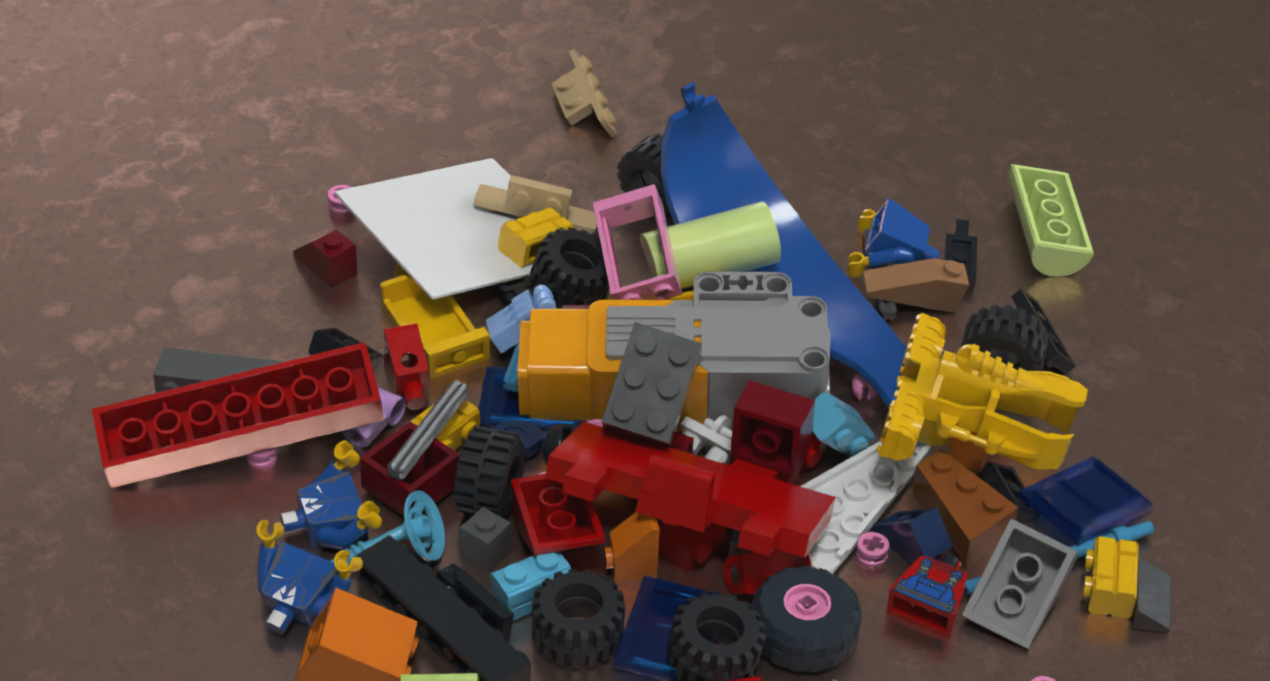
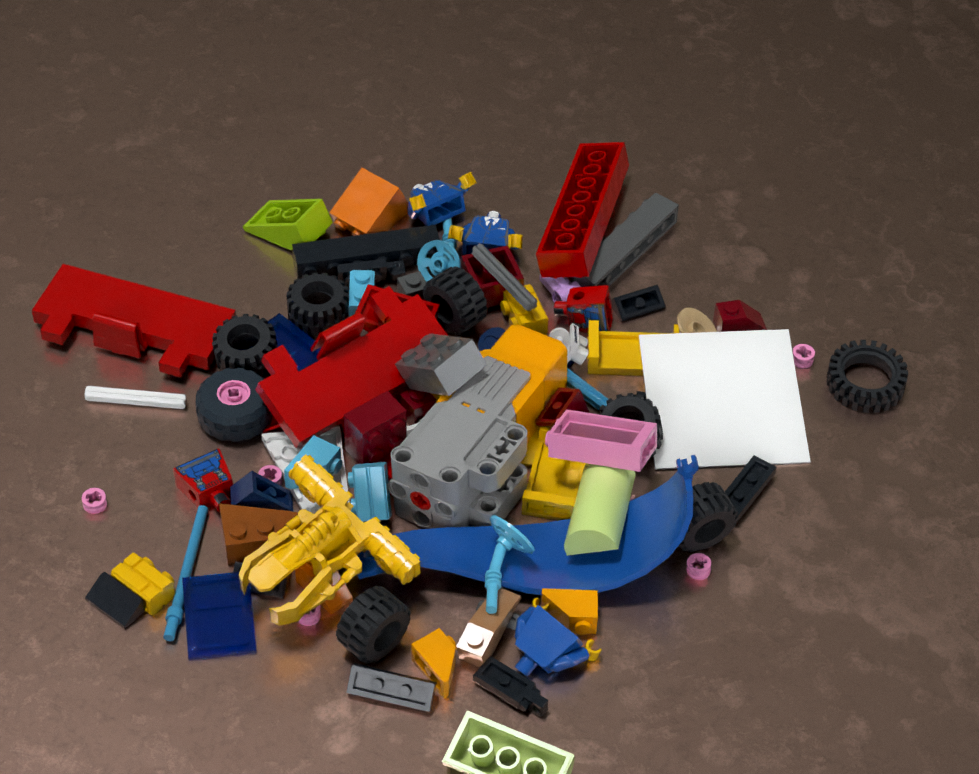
camera: 120 degrees right, 5 degrees up
(343, 164) = (860, 396): none -> black tyre
(368, 280) = (694, 321): none -> tan dish
(476, 362) = (574, 343): none -> white hips
(505, 324) = (595, 382): light blue piece -> none
(524, 236) = (680, 423): yellow brick -> none
(533, 196) = (723, 443): tan bracket -> none
(580, 94) = (854, 543): tan bracket -> none
(583, 181) = (750, 483): none -> black plate
(814, 286) = (507, 539): none -> medium azure dish
(836, 235) = (573, 608): none -> light orange slope
(854, 491) = (323, 452): none -> medium azure slope
(976, 299) = (436, 659): none -> light orange slope
(1020, 584) = (175, 526): light grey slope -> none

